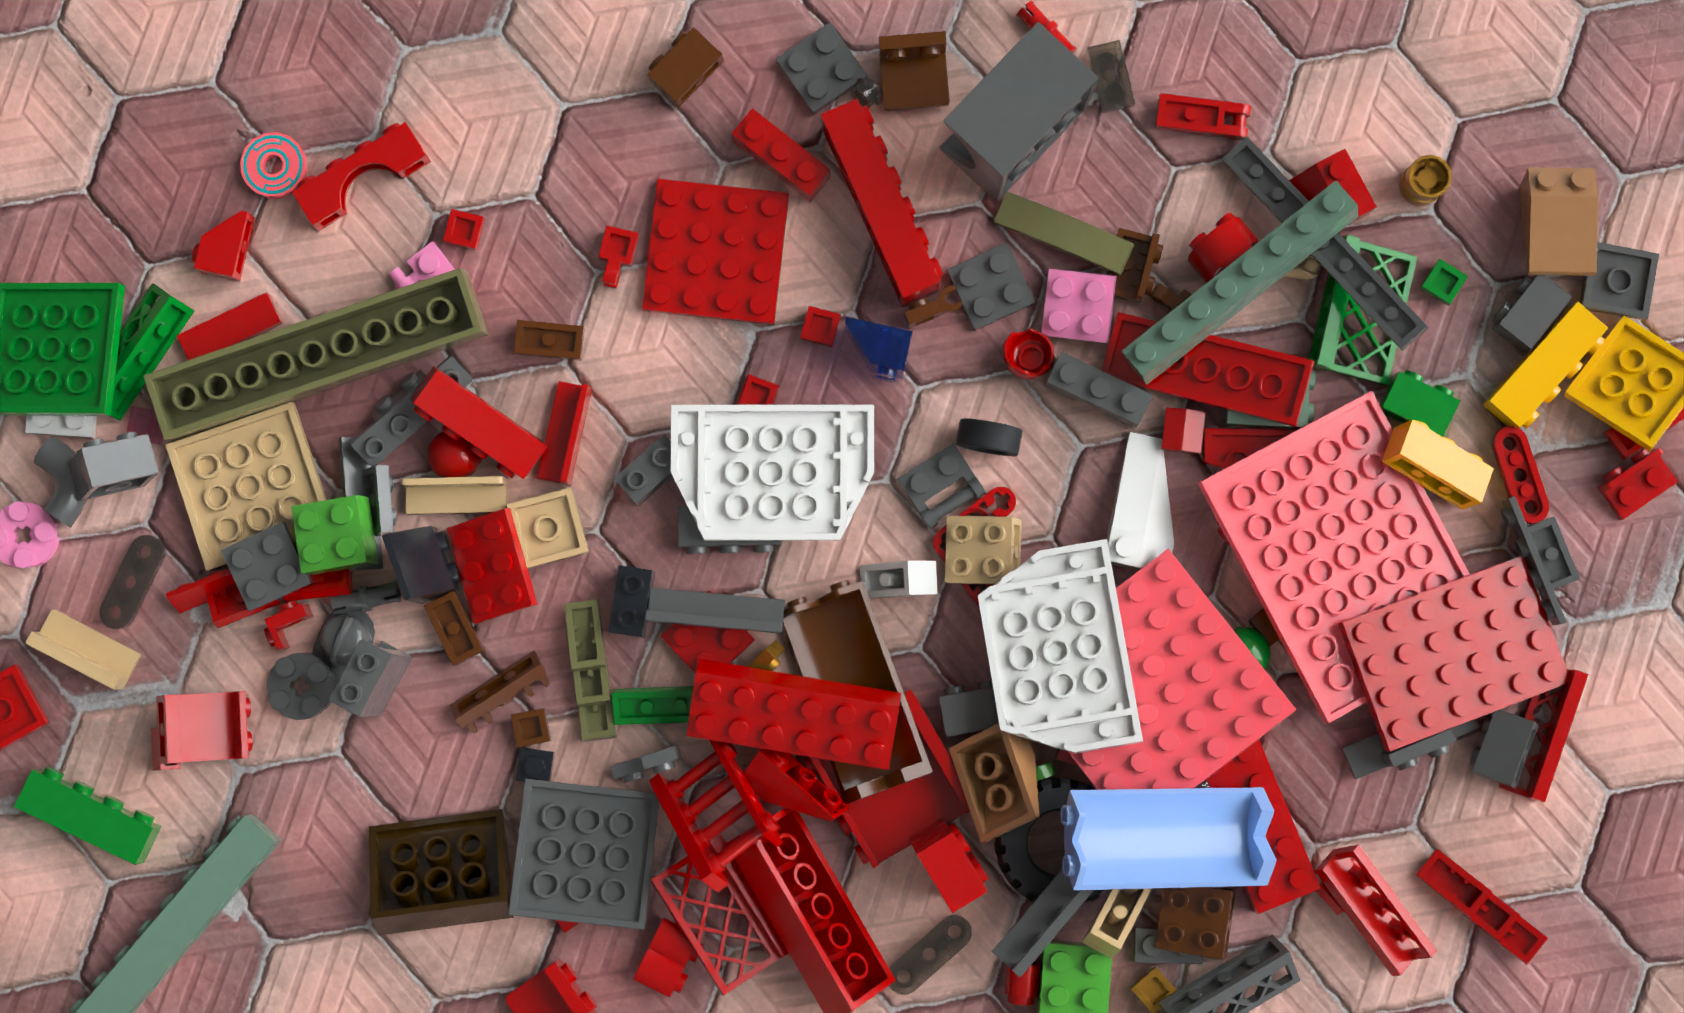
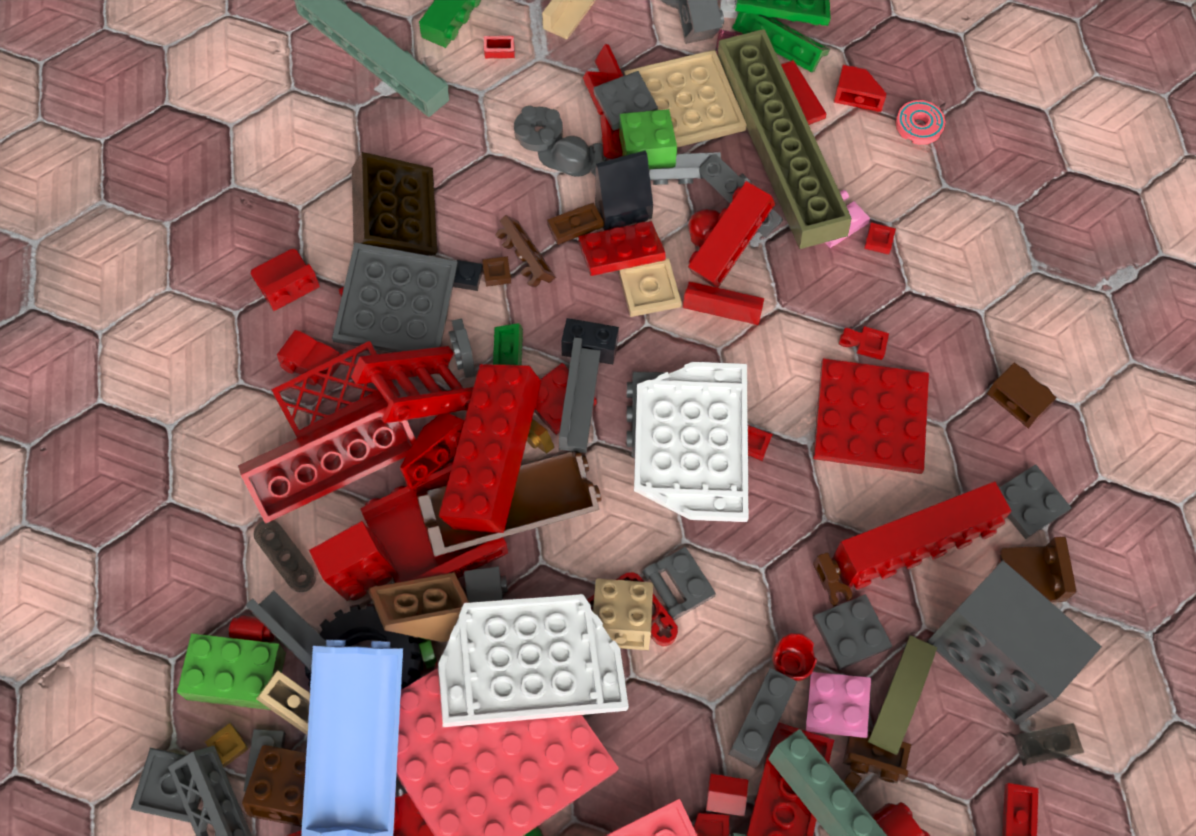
camera: 85 degrees right, 20 degrees down
(144, 572) = (626, 38): clear smoke plate -> none
(203, 727) = (512, 62): panel -> none
(288, 615) = (583, 113): red bracket -> none
(325, 195) = (900, 150): red arch -> none
(370, 678) = (537, 153): dark grey panel -> none
(455, 495) = (676, 227): tan panel -> none
(549, 340) = (796, 293): reddish brown plate -> none
(590, 670) = (535, 314): olive slope -> none
(647, 471) = (688, 348): dark grey brick -> none
(781, 155) = (955, 463): red brick -> none
(820, 326) = (813, 490): red plate -> none
(867, 92) = (1014, 534): clear smoke plate -> none
(880, 347) = (795, 533): clear blue slope -> none
(899, 579) = (600, 544): white slope -> none
(989, 437) = (720, 618): black tyre -> none
(1038, 16) = (1083, 689): red pin -> none
(1141, 509) = (657, 754): white wedge -> none

